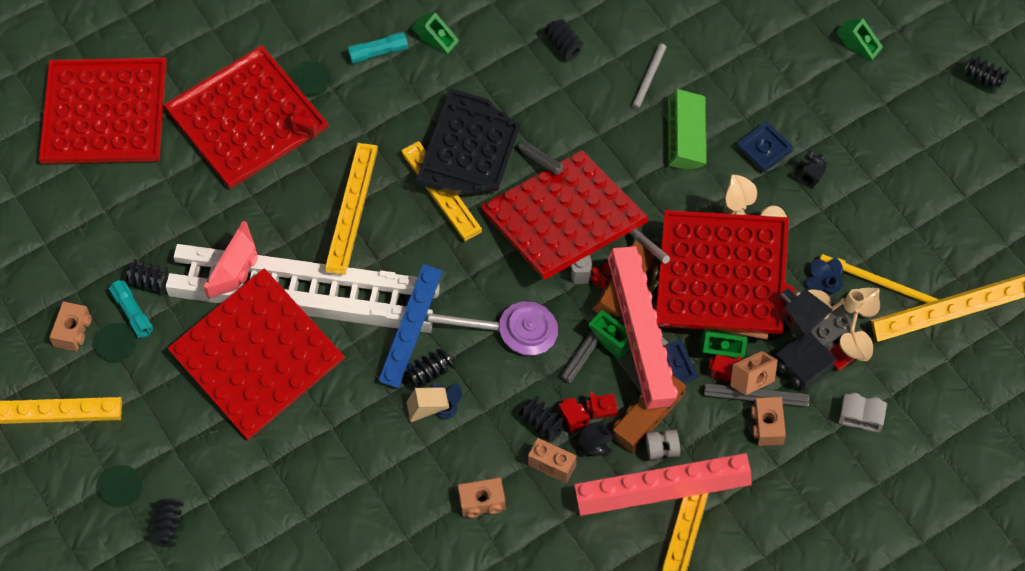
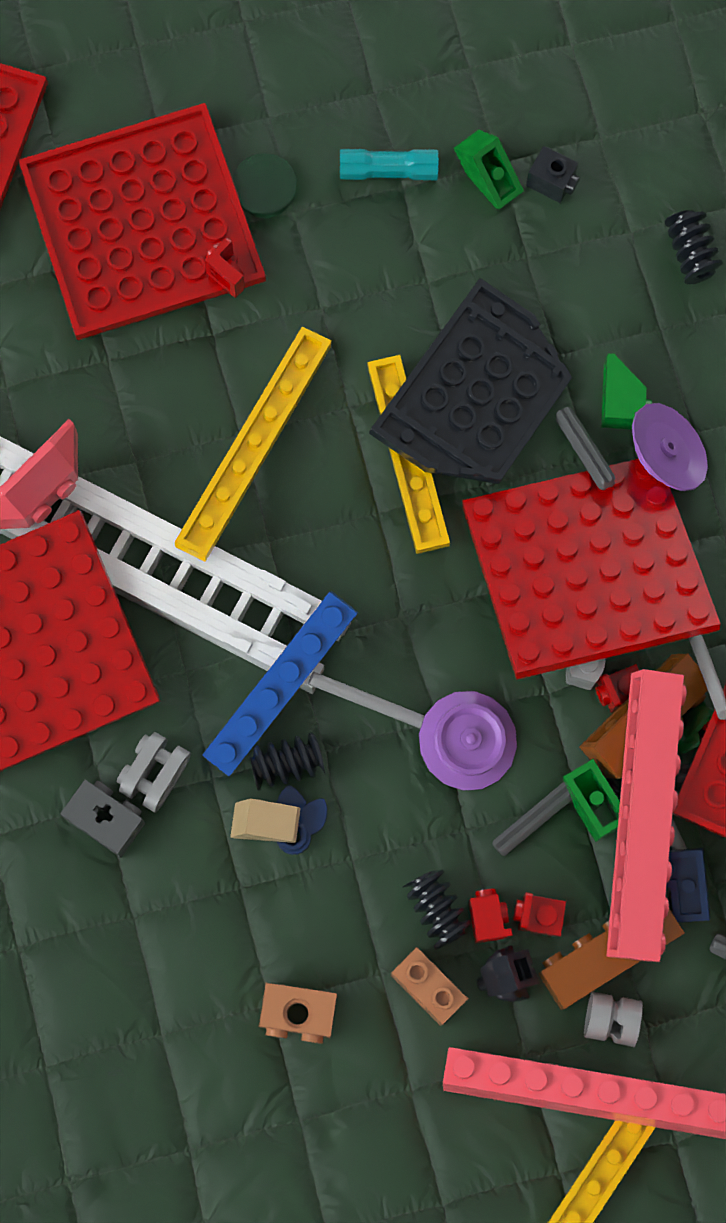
camera: 15 degrees right, 15 degrees up
(333, 431) = (113, 835): none -> dark grey brick
(347, 389) = (134, 777): none -> light grey brick
(472, 26) = (553, 174): none -> black brick
(552, 126) = (621, 394): none -> green slope
(586, 142) = (669, 447): none -> medium lavender piece

